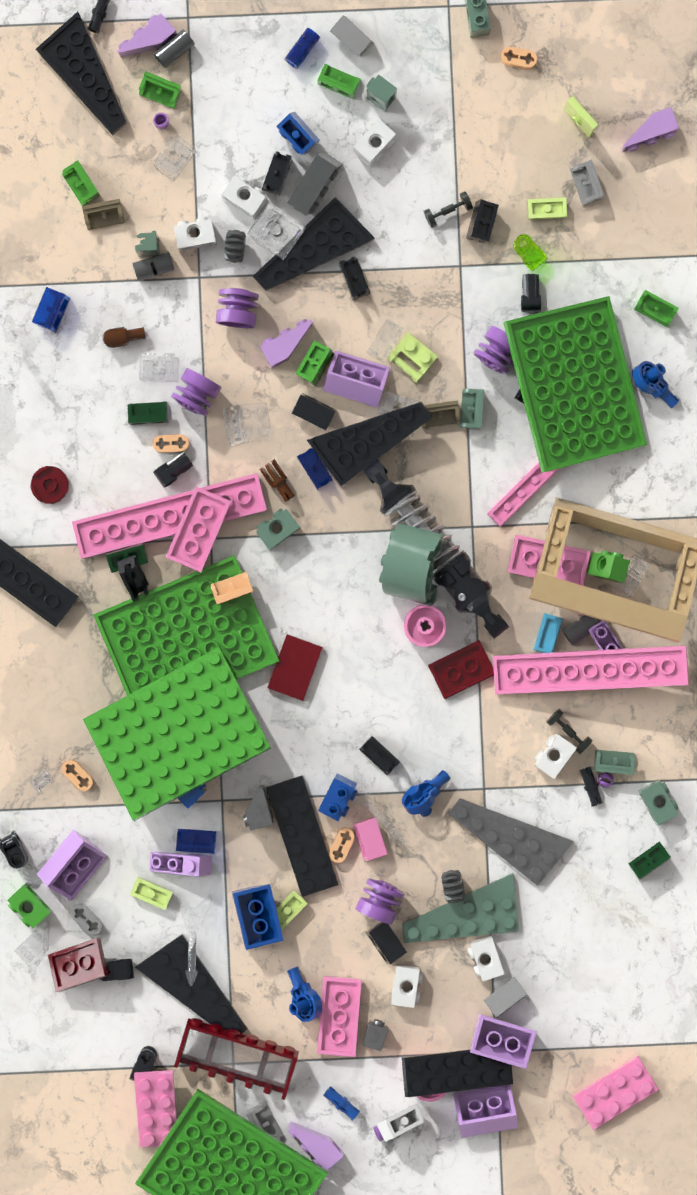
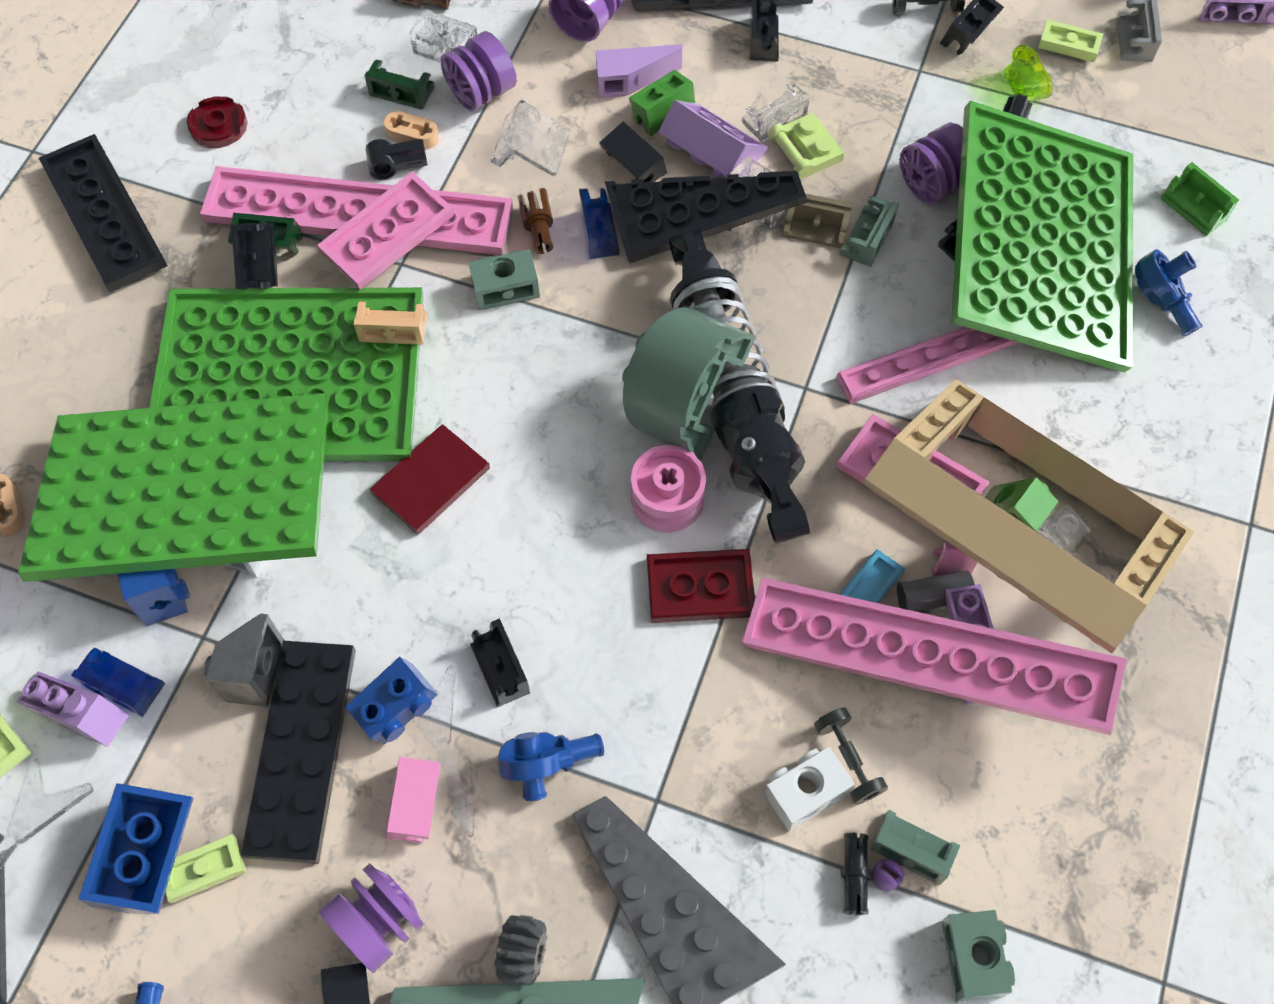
camera: 25 degrees right, 25 degrees down
(346, 847) = (353, 786): light nougat beam -> none

